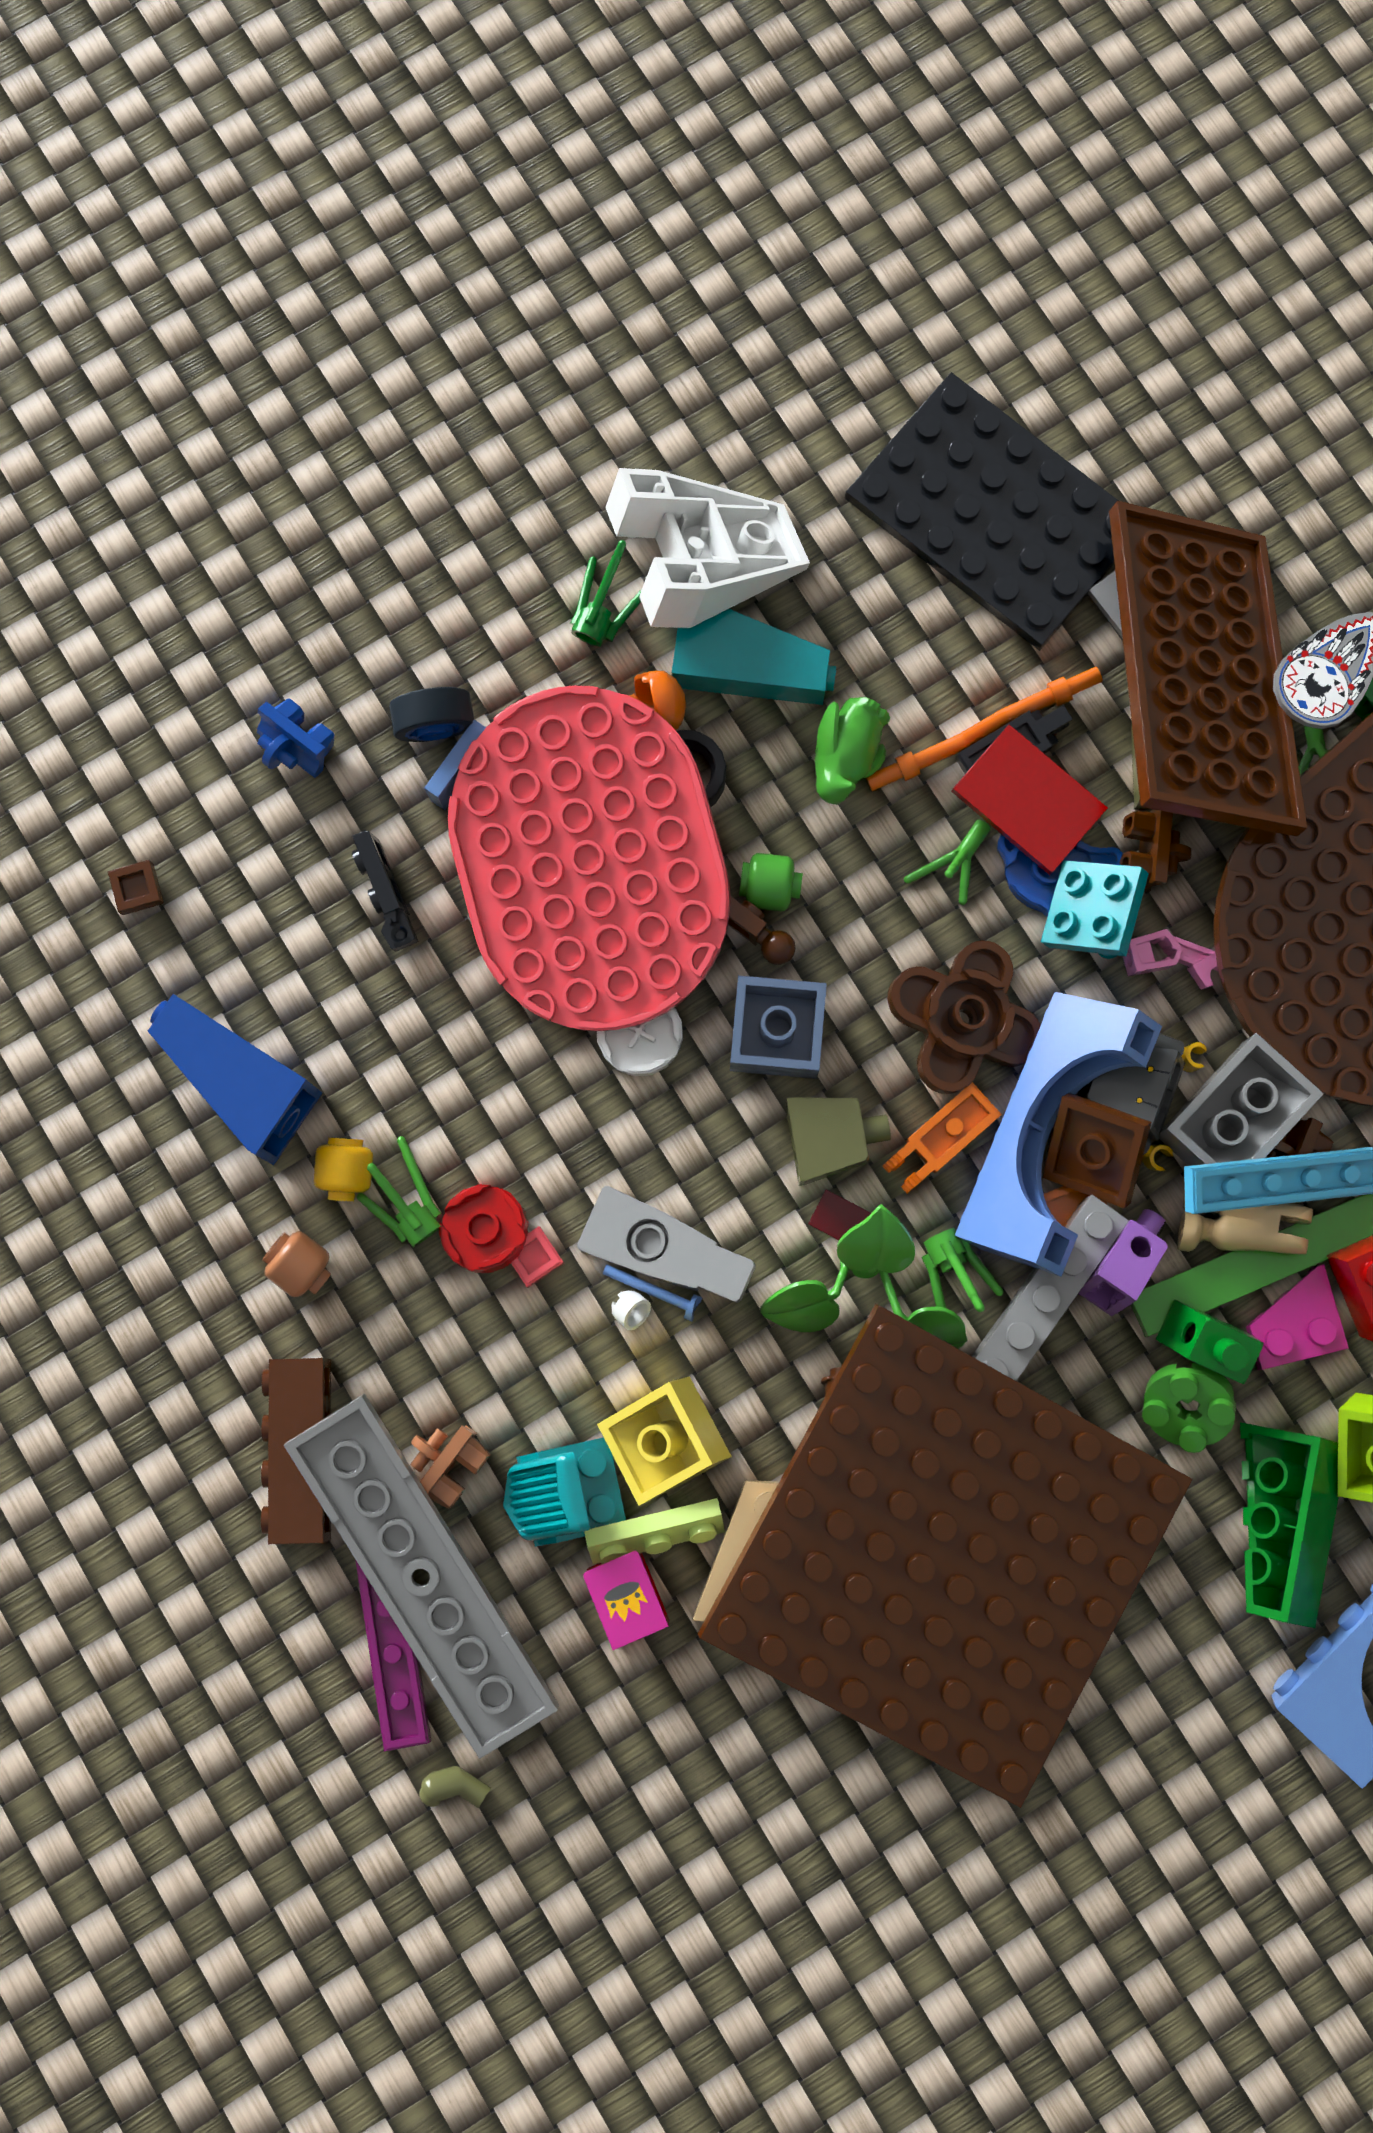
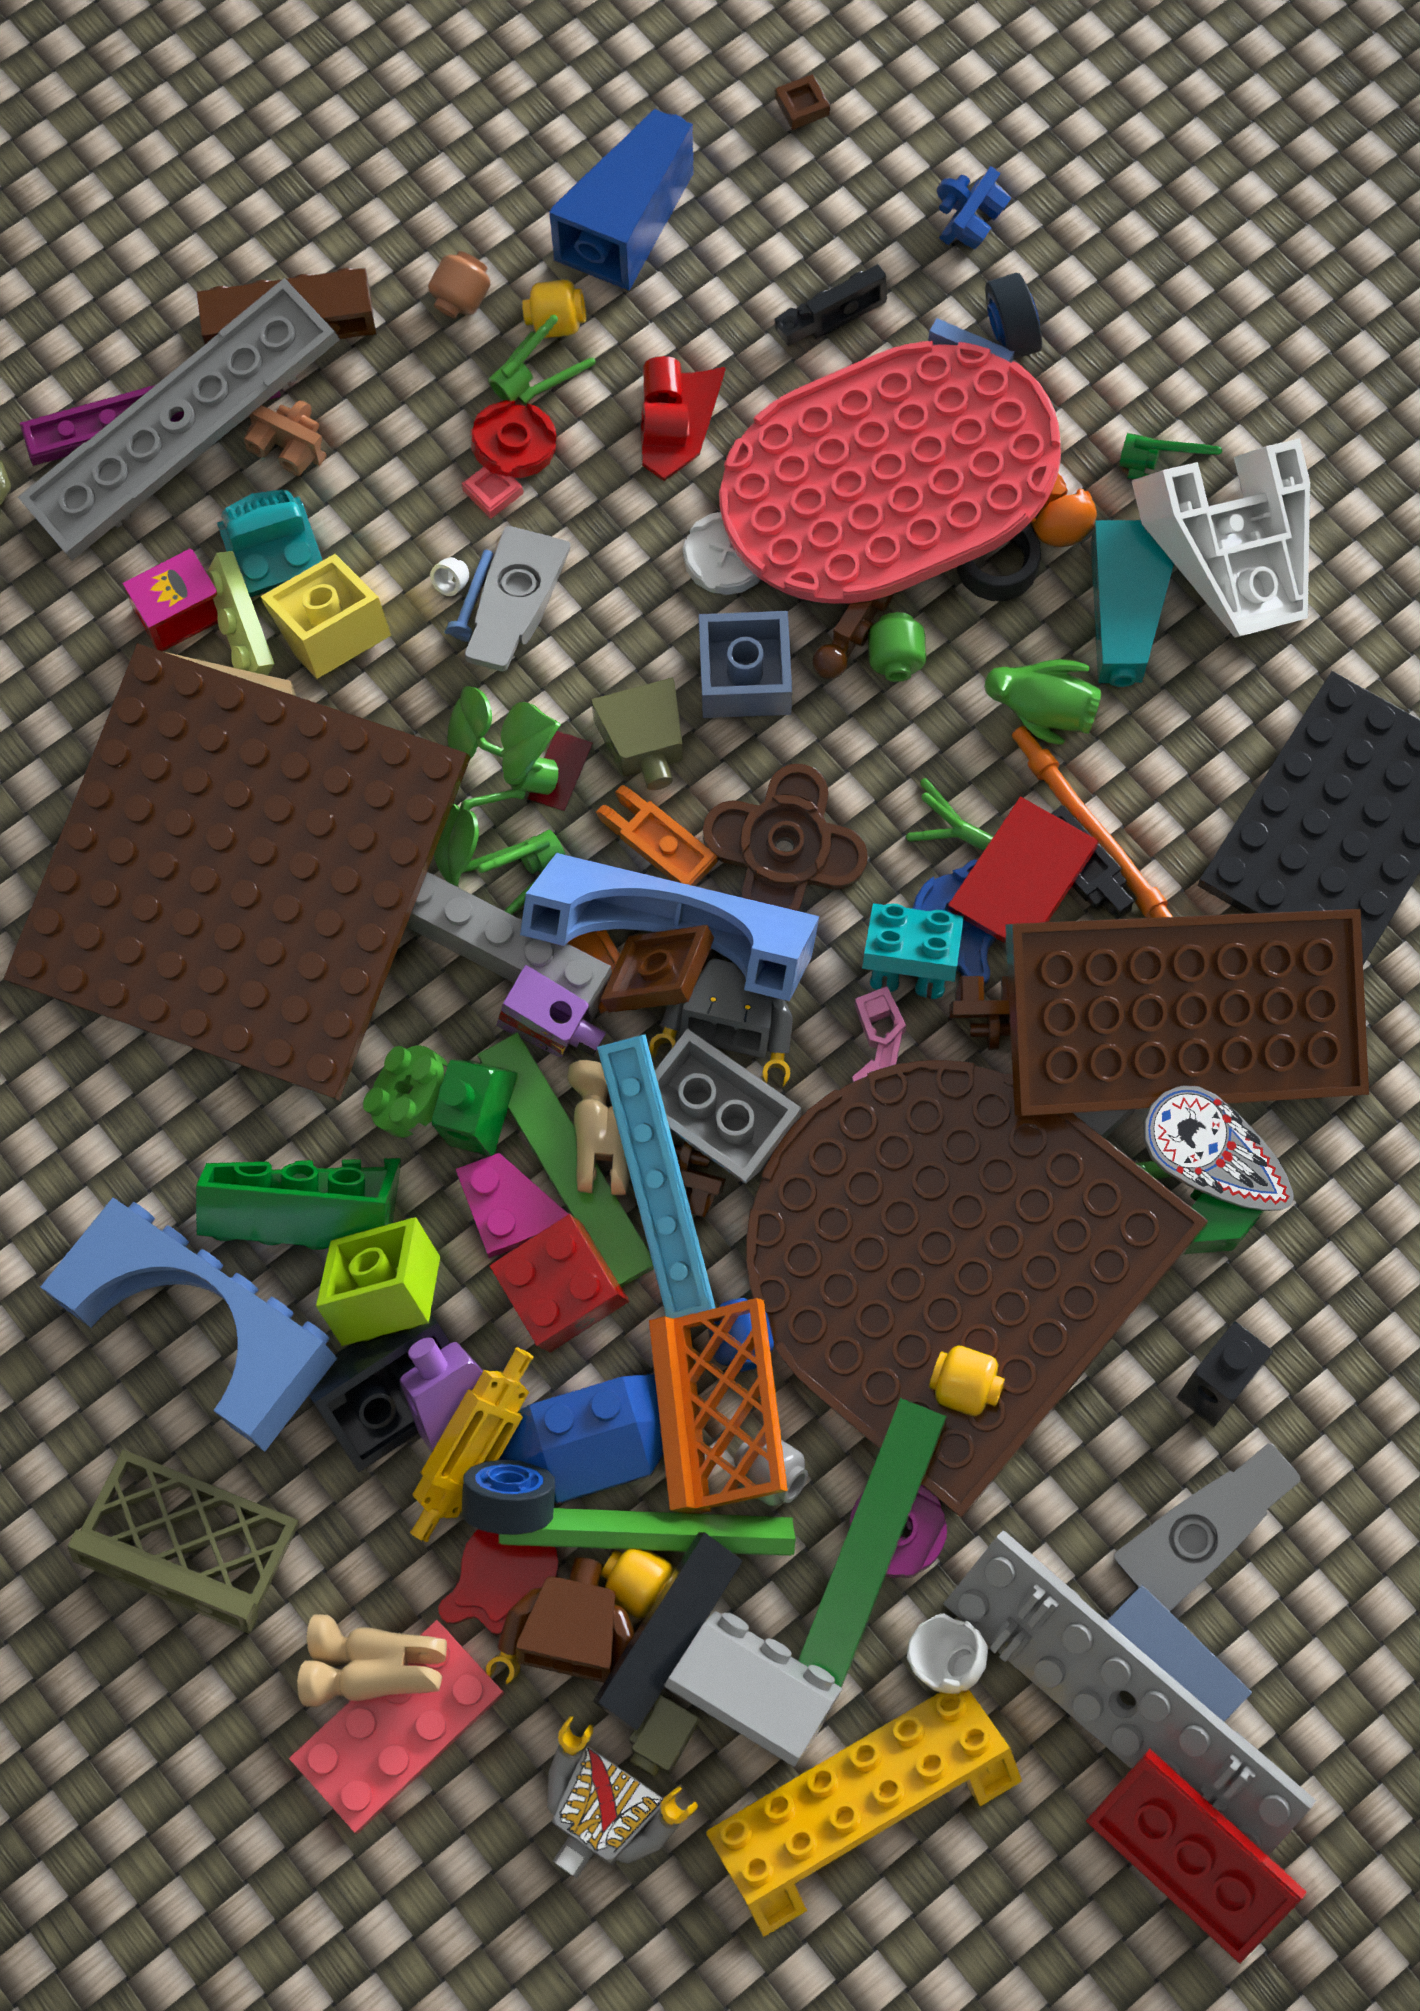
camera: 80 degrees right, 10 degrees down
(478, 1062) = (675, 414): none -> red panel

